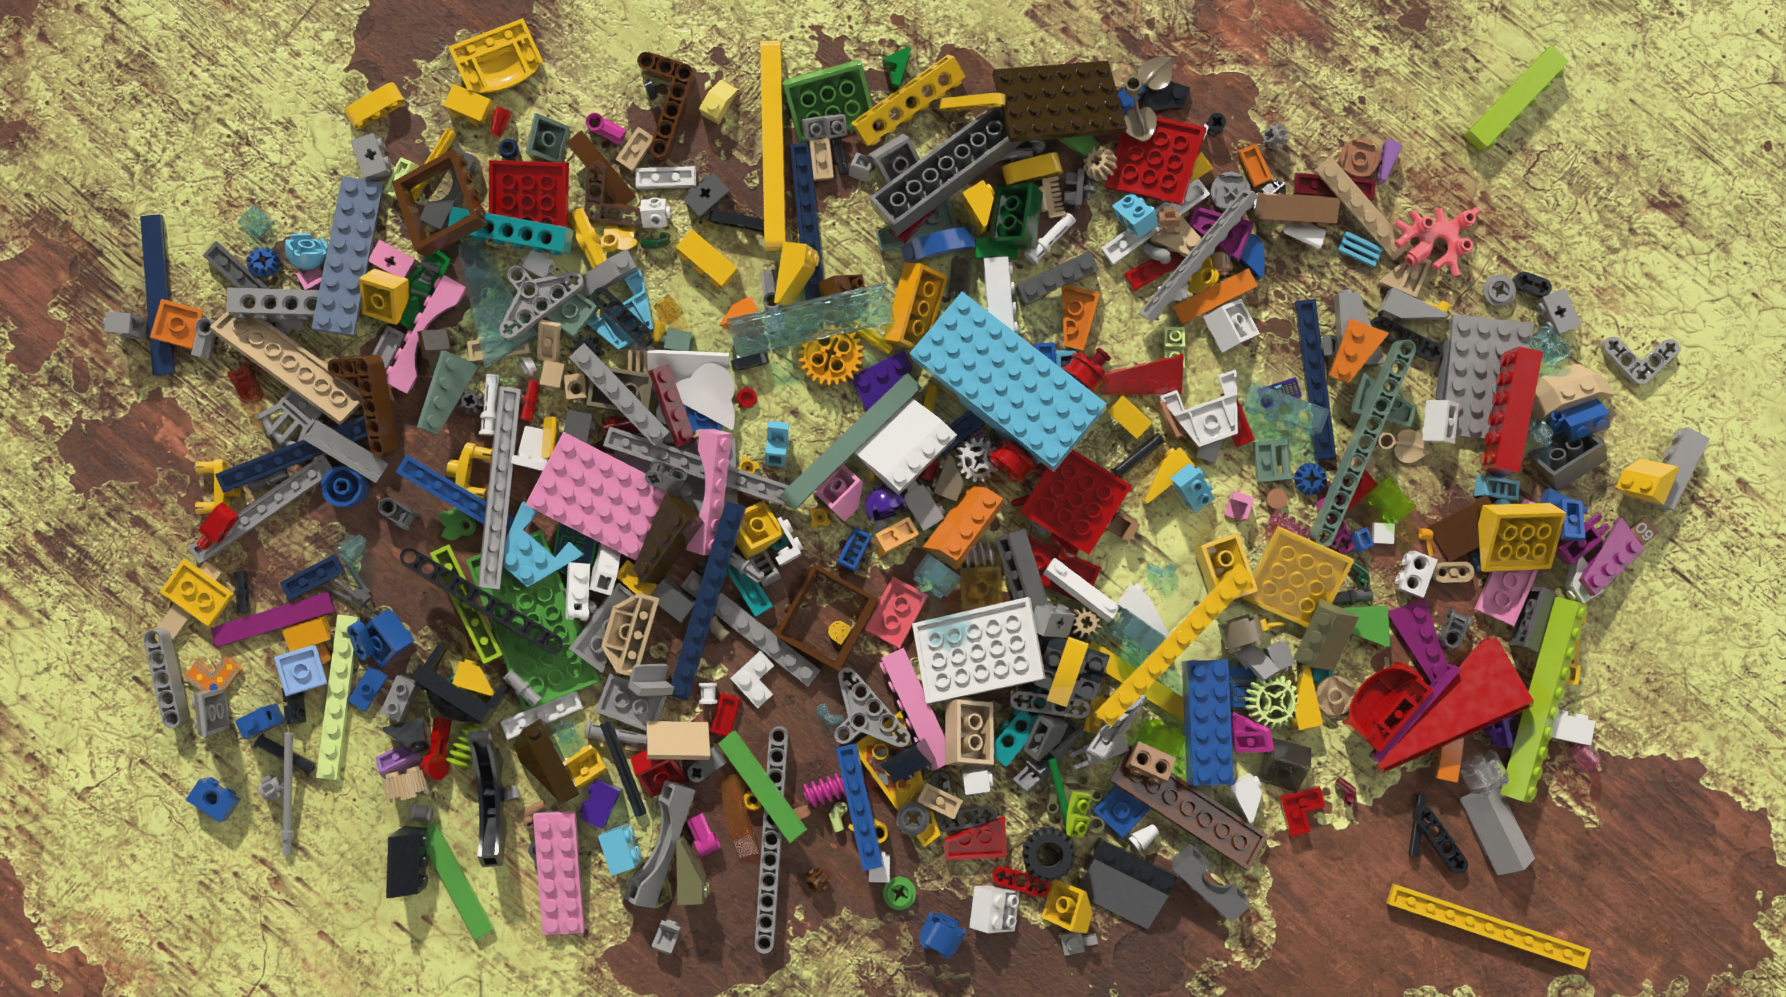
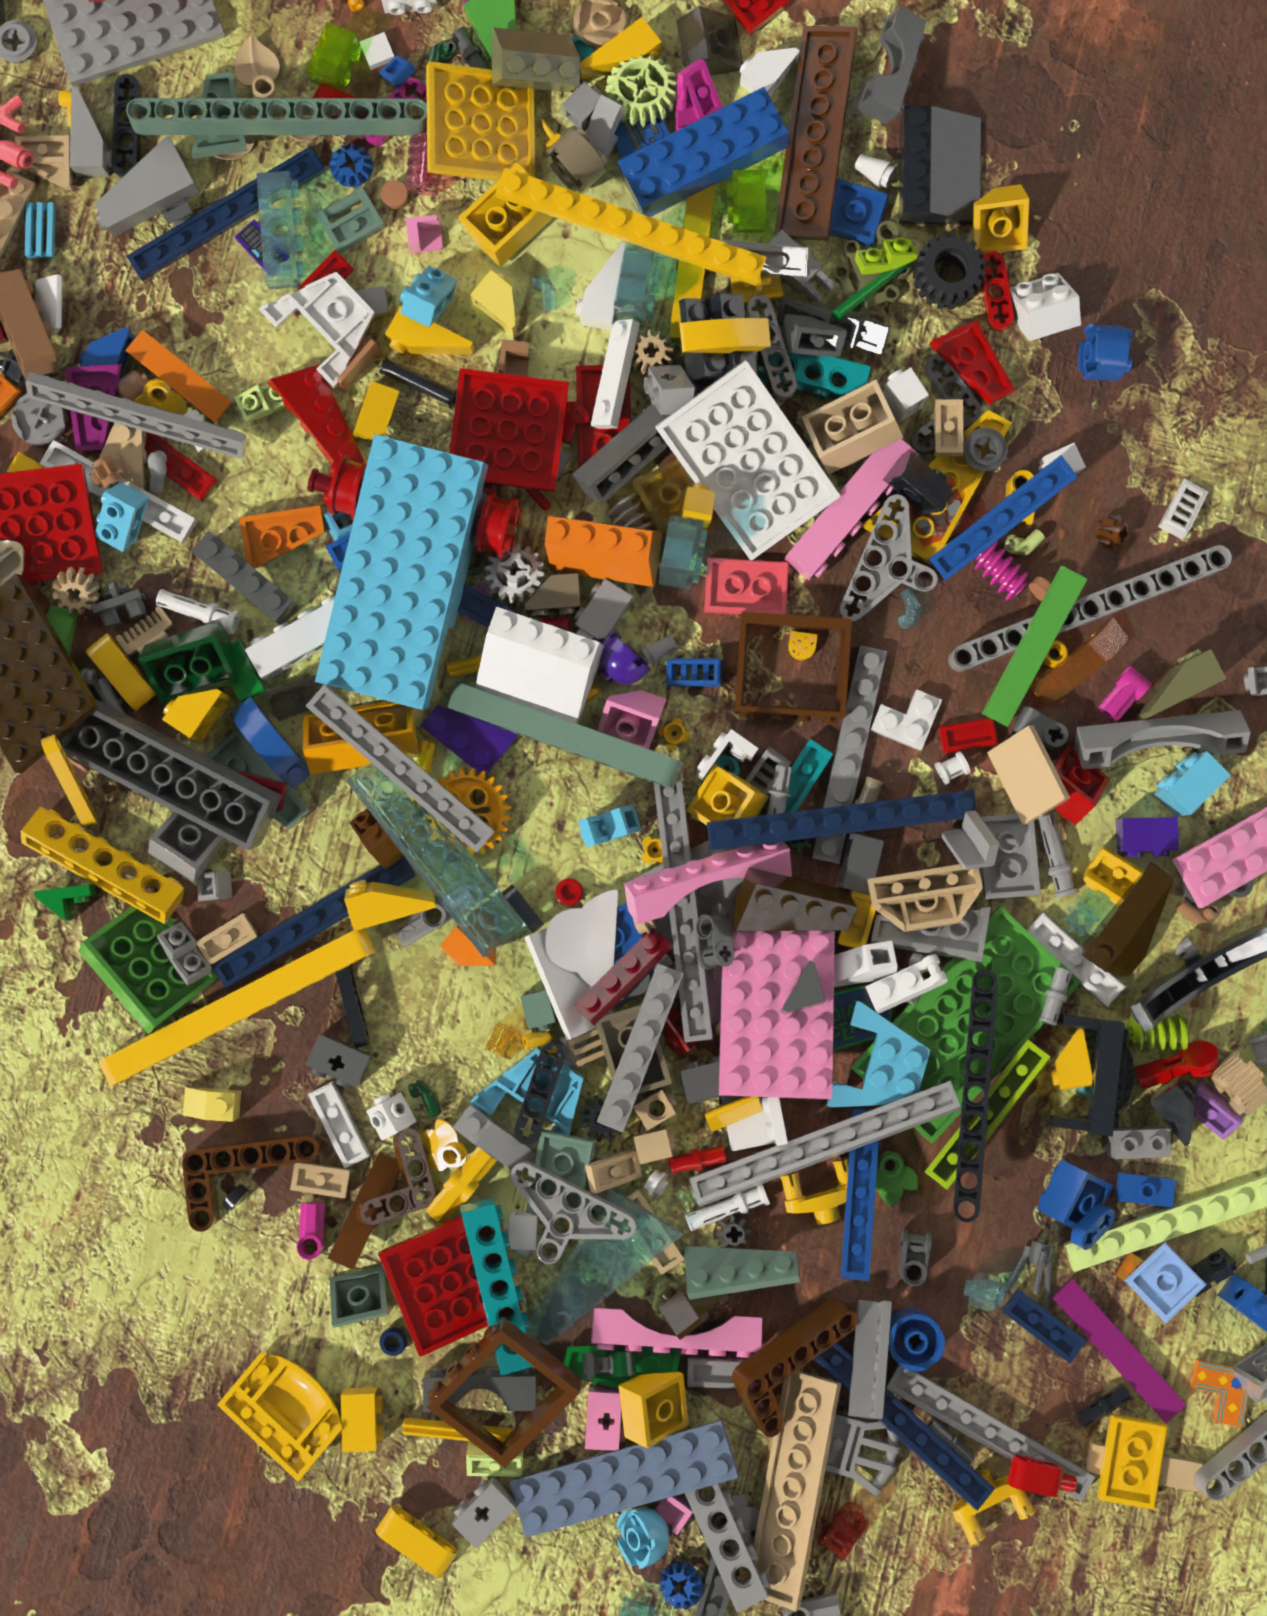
camera: 115 degrees left, 0 degrees up
(307, 633) = (1115, 1297): light orange hinge -> none
(500, 121) = (363, 1369): red cone -> none
(602, 519) = (806, 991): none -> dark grey slope
(623, 768) = (1092, 827): black axle -> none
(706, 259) = (419, 1022): yellow brick -> none
(805, 943) = (1174, 527): none -> white slope
(839, 155) = (212, 919): black axle -> none
(878, 321) = (400, 768): none -> light grey plate
(895, 536) = (656, 627): light orange hinge -> none
(901, 902) = (1088, 420): bright green gear -> none
(961, 601) = (699, 504): none -> yellow slope
(1075, 943) = (1040, 194): light grey plate -> none
(1151, 758) = (779, 199): medium nougat brick -> none
(1170, 534) = (496, 300): none -> light yellow slope
(1231, 325) = (206, 341): white slope -> none
(1355, 349) = (167, 176): orange wing -> none
(1440, 421) = (209, 39): white brick -> none
(1443, 370) = (145, 66): dark grey bar -> none

